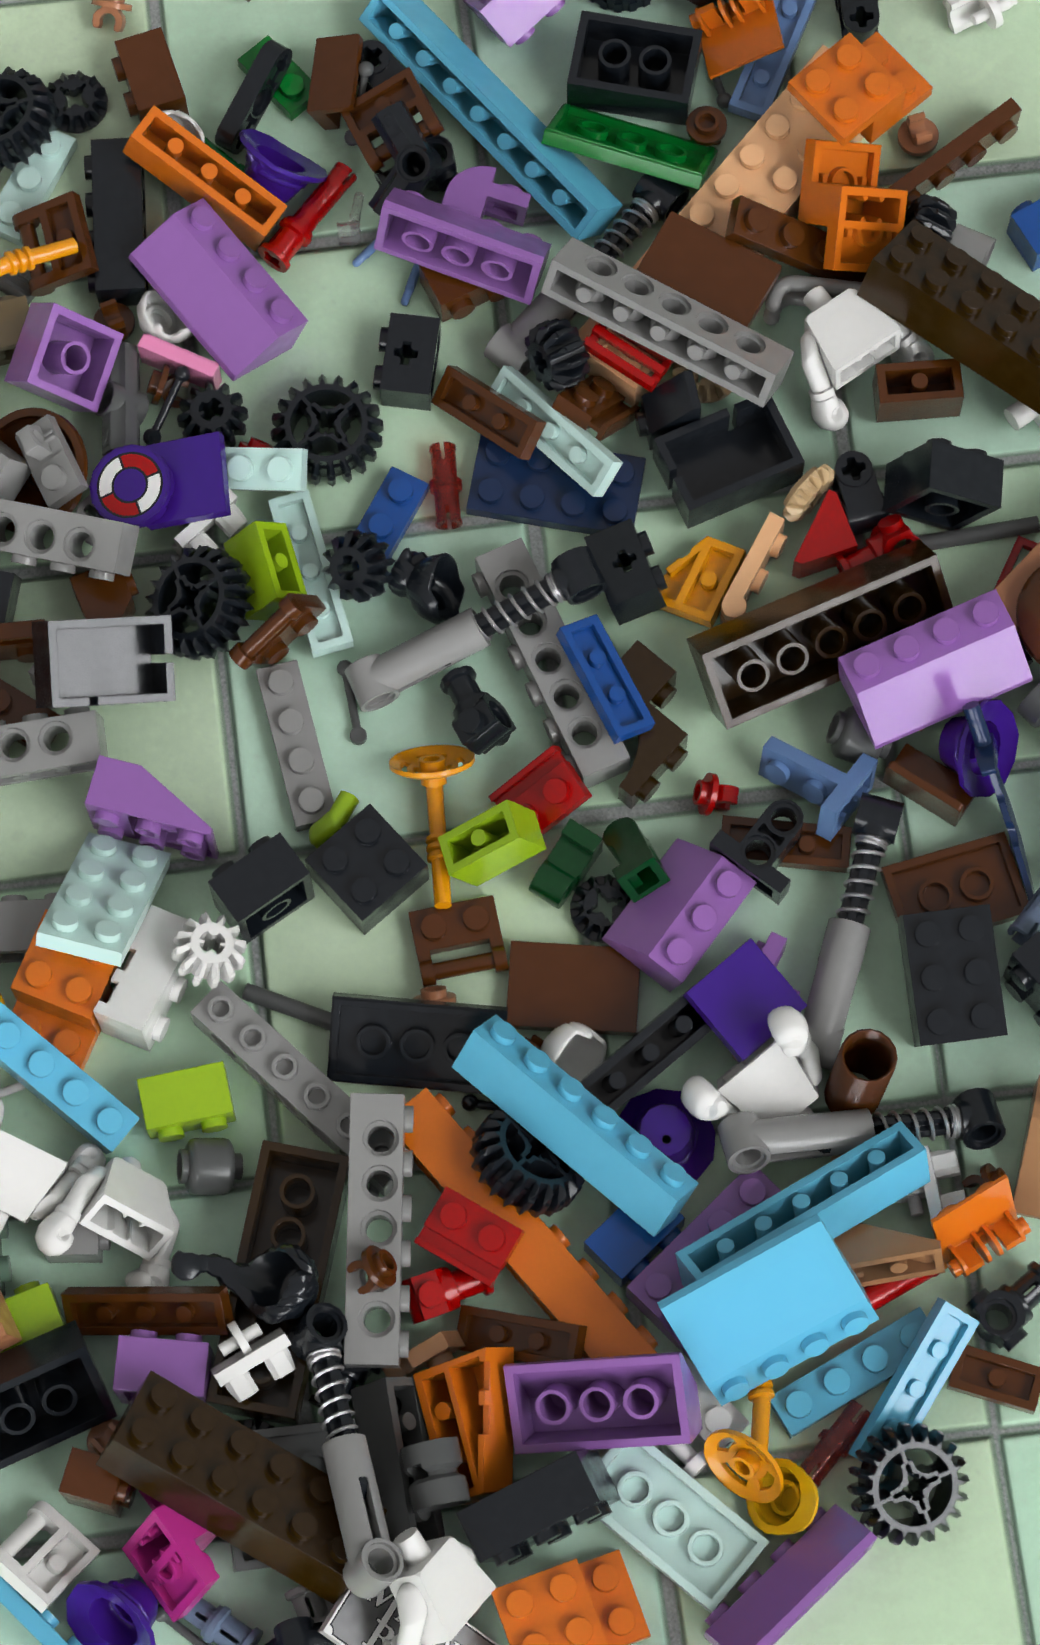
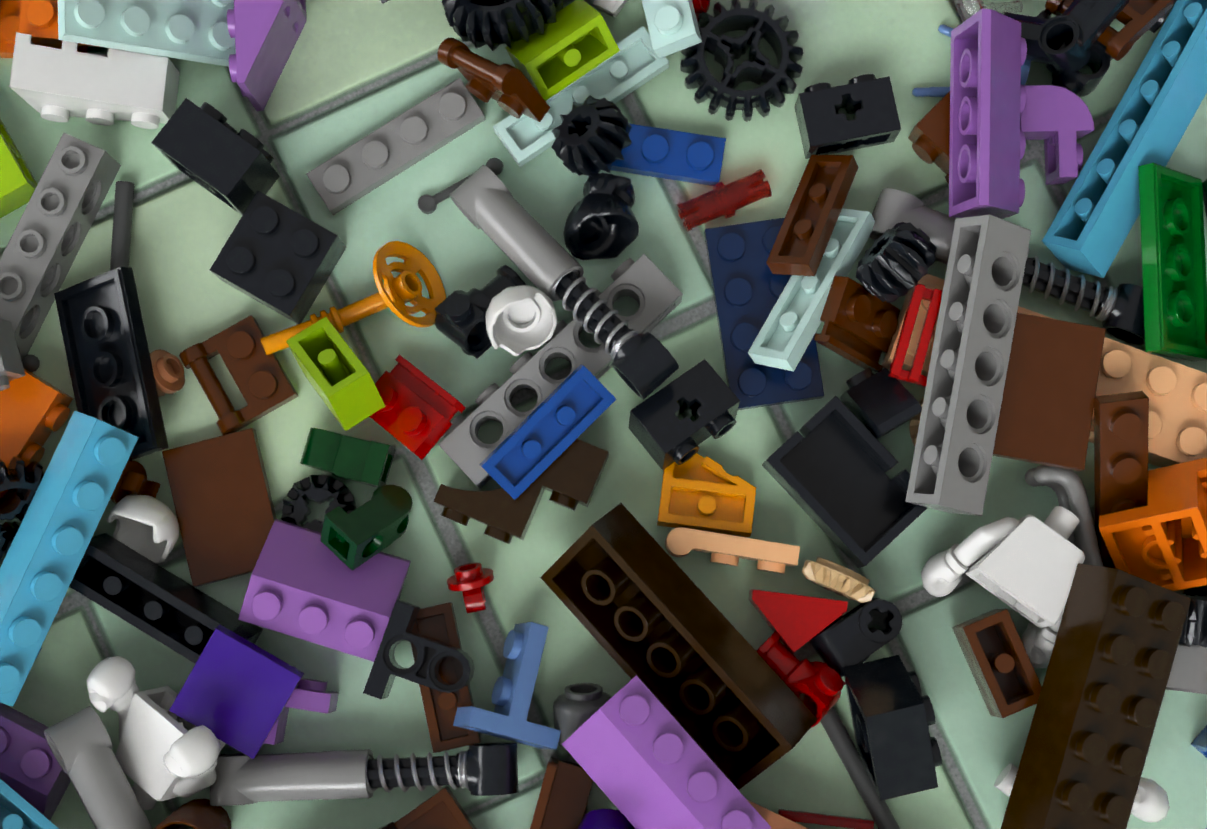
camera: 75 degrees right, 10 degrees up
(208, 936) = (105, 132): white gear -> none
(333, 819) = (318, 208): lime arm -> none
(499, 671) = (520, 319): none -> white hair
(663, 1113) = (93, 636): dark purple hat -> none

